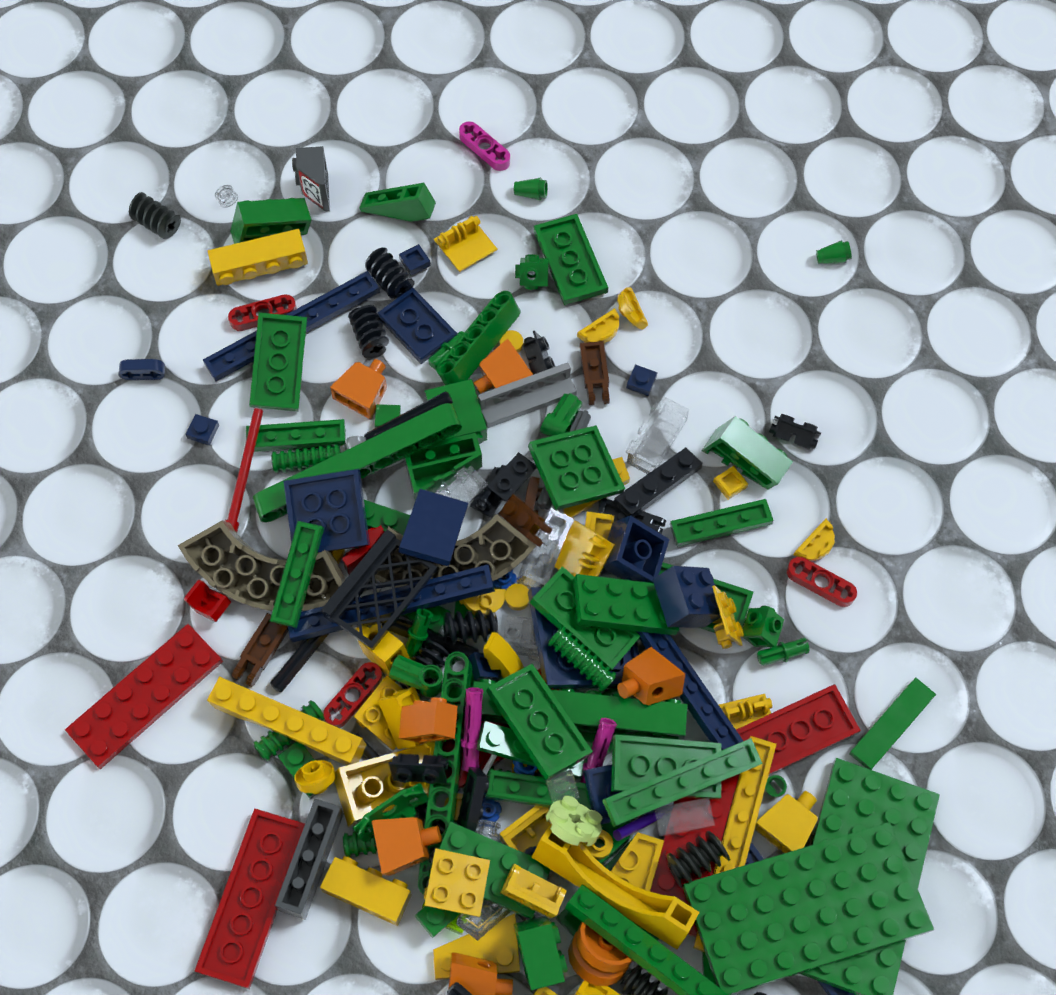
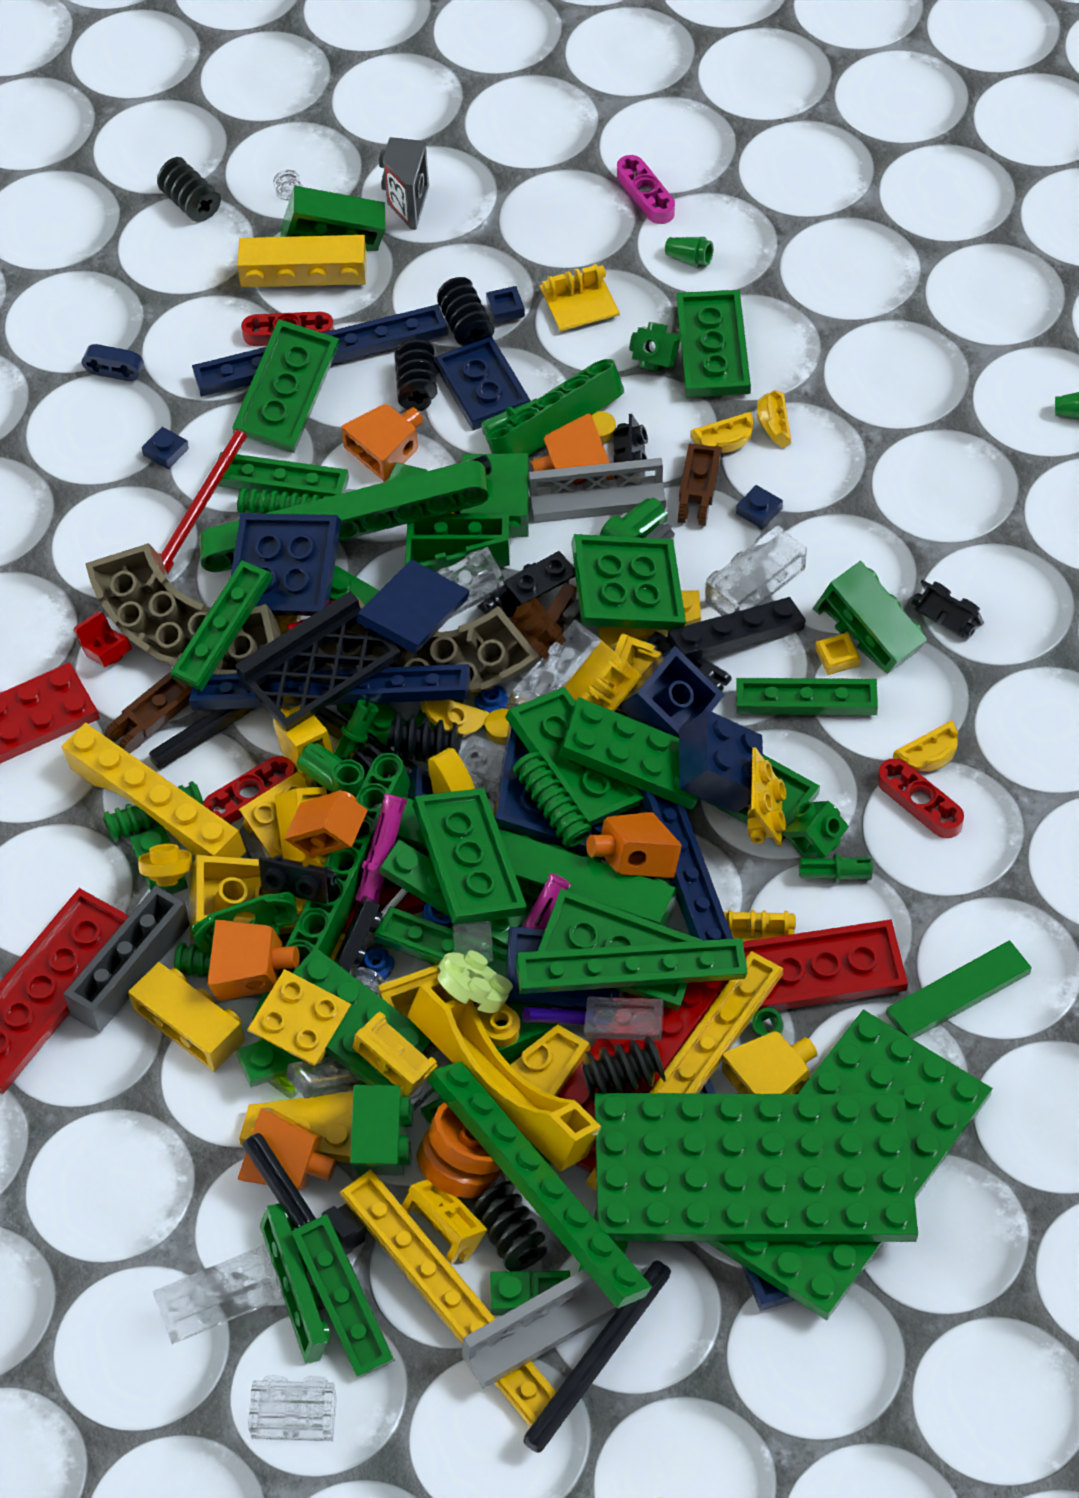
camera: 20 degrees right, 10 degrees down
(403, 202) = (512, 234): green slope -> none

